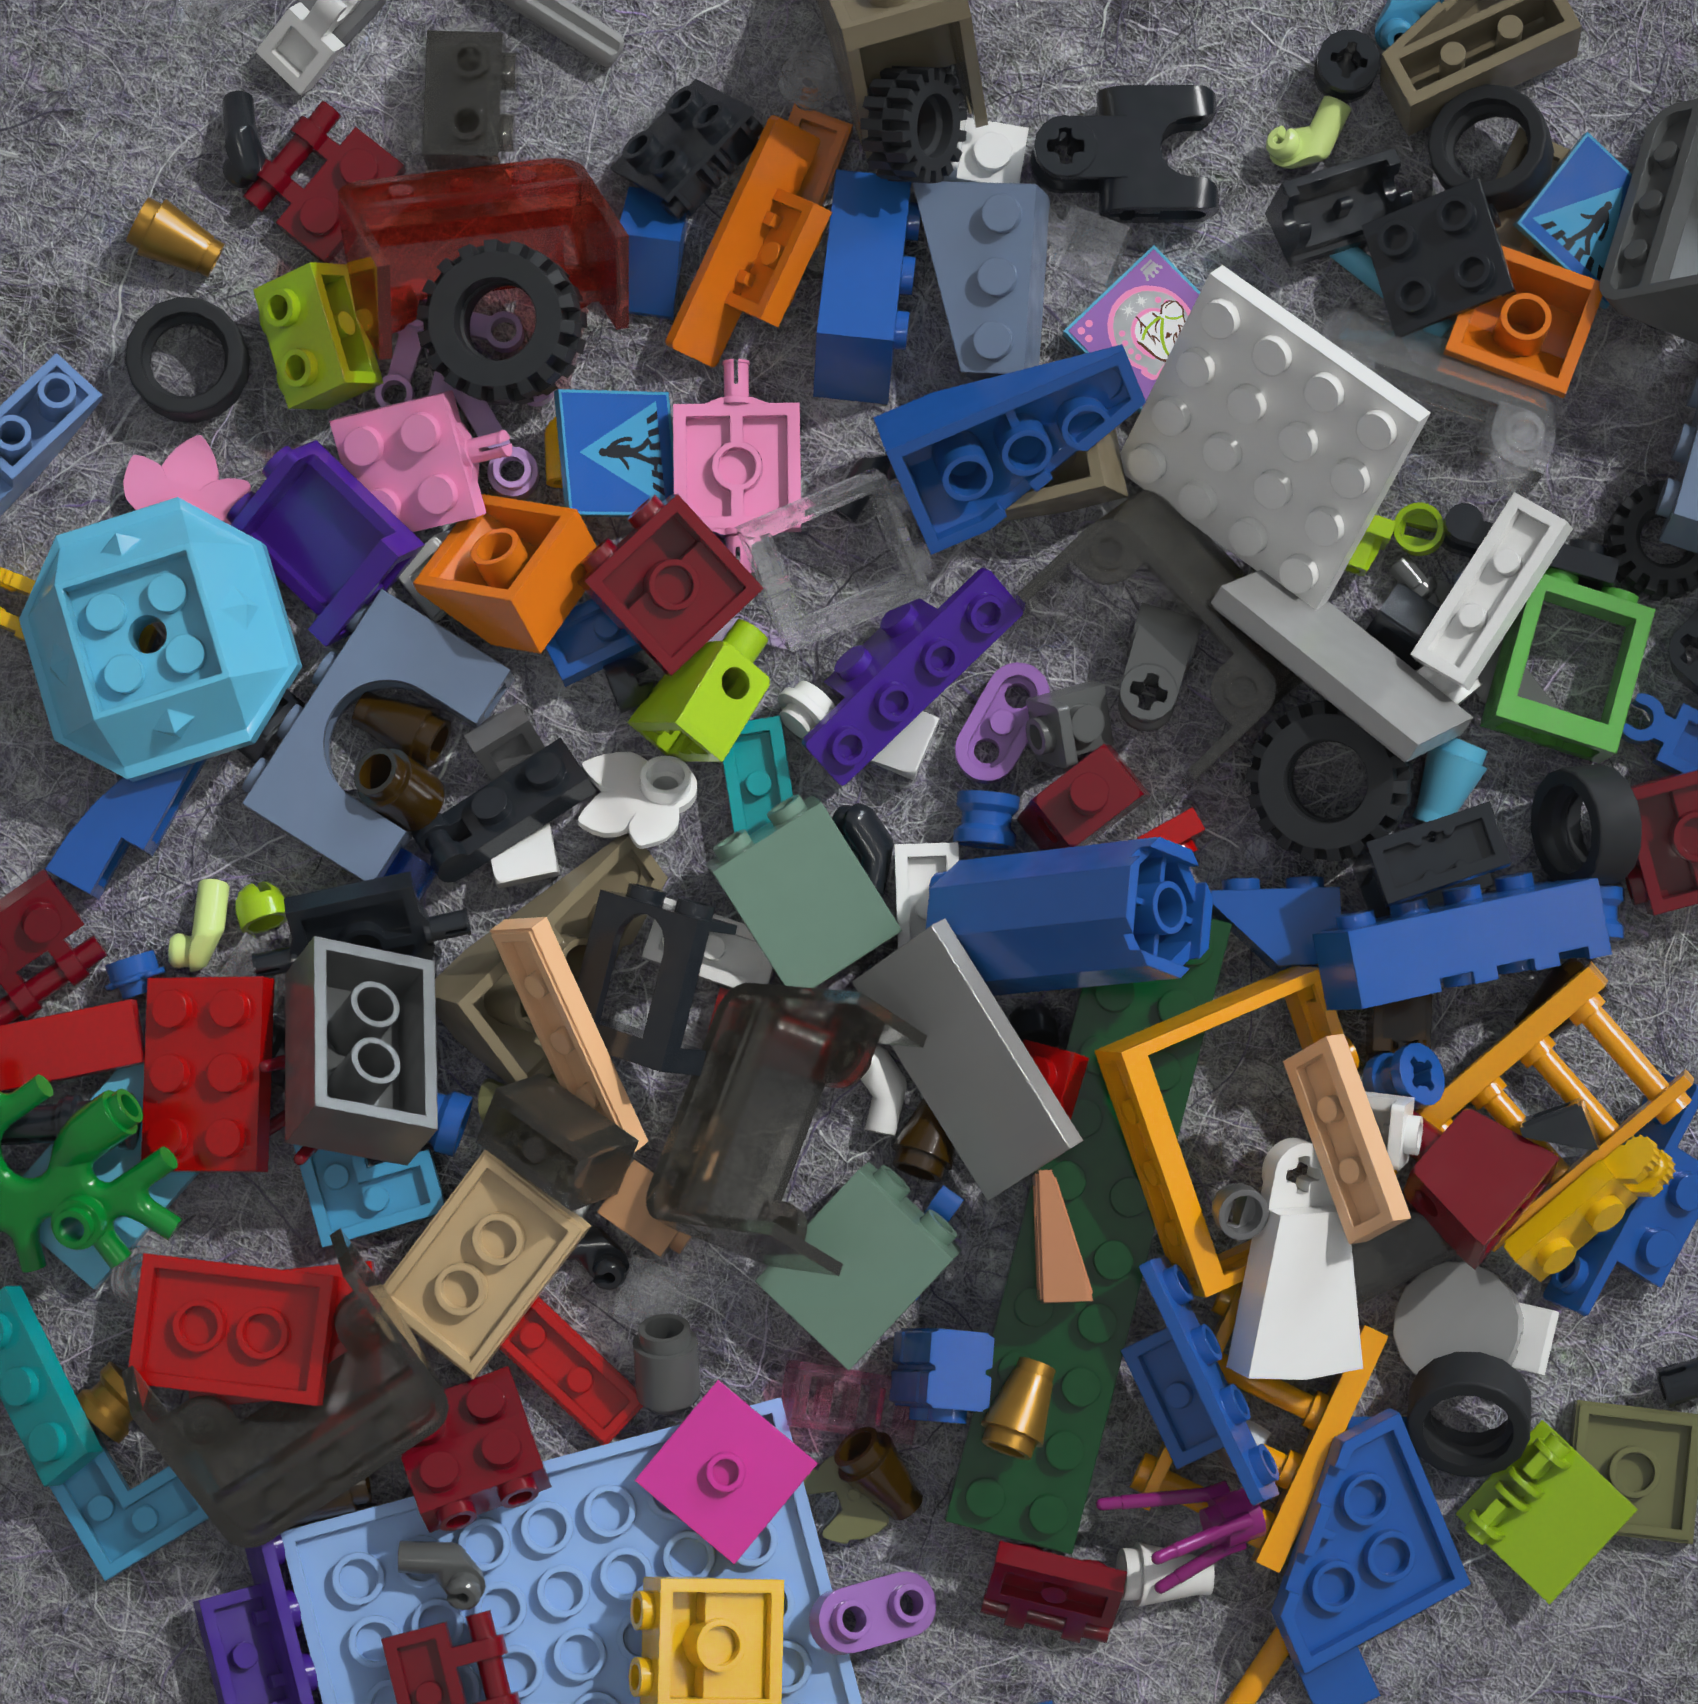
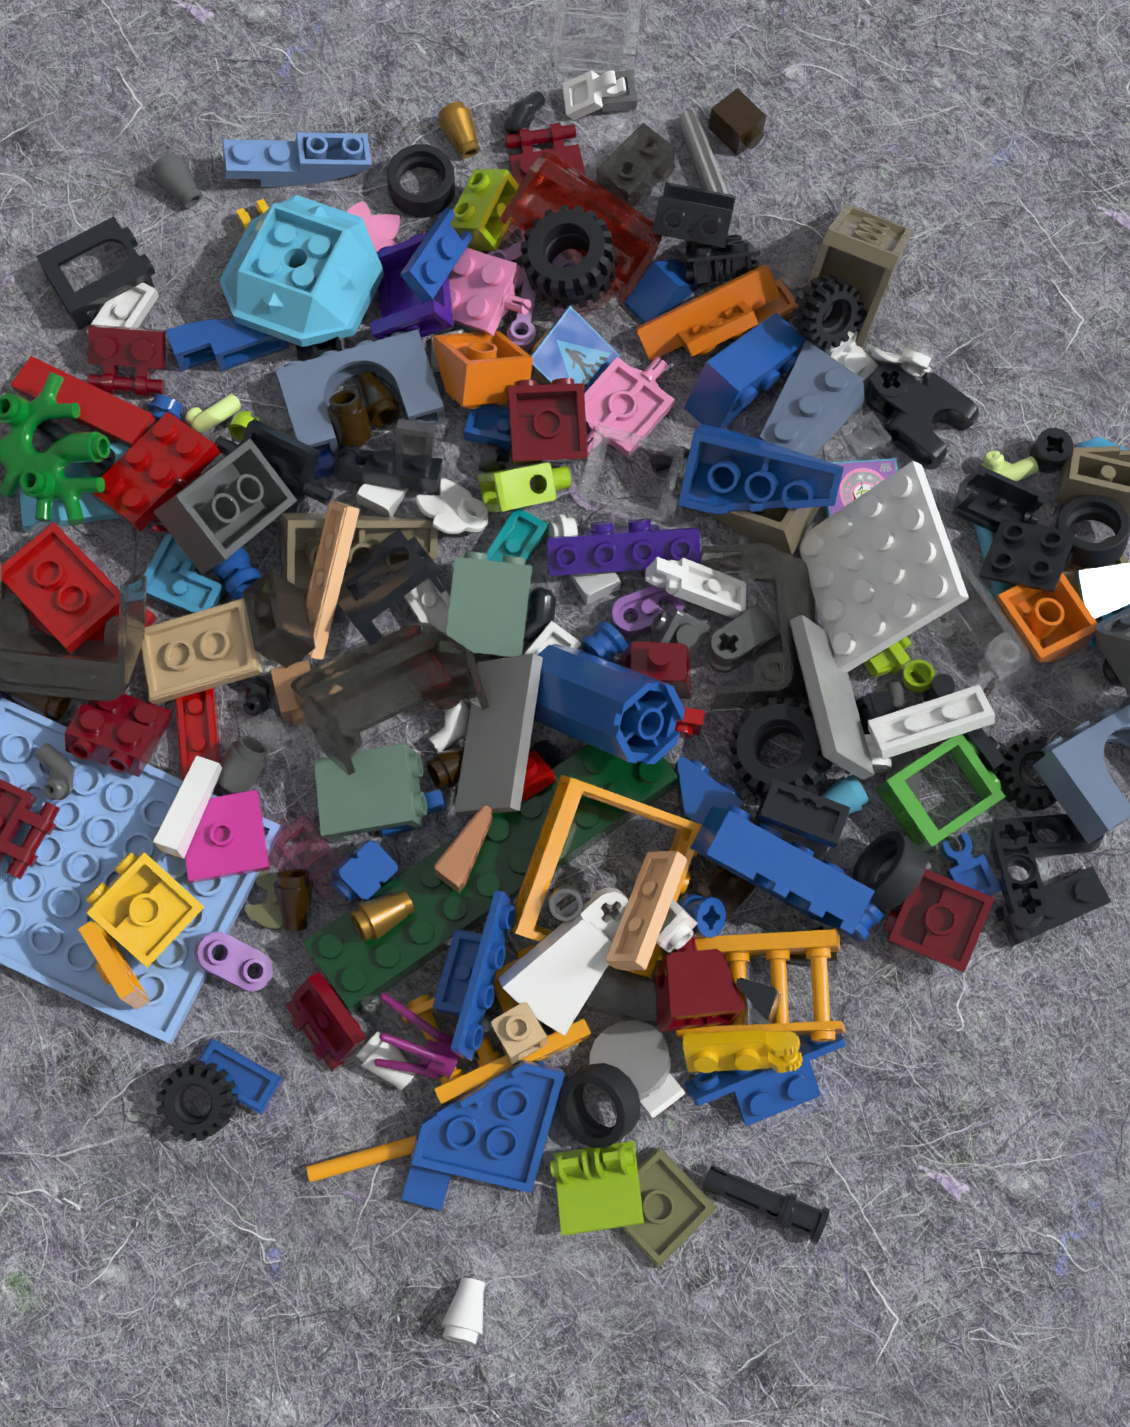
camera: 35 degrees right, 10 degrees down
(329, 472) = (435, 257): none -> blue hinge
(611, 115) = (697, 210): none -> black panel
(656, 1474) = (188, 807): none -> white piece
(1049, 641) = (699, 585): none -> white hinge
(1064, 90) = (911, 361): none -> white plate
(1309, 1412) = (519, 1032): none -> tan bracket

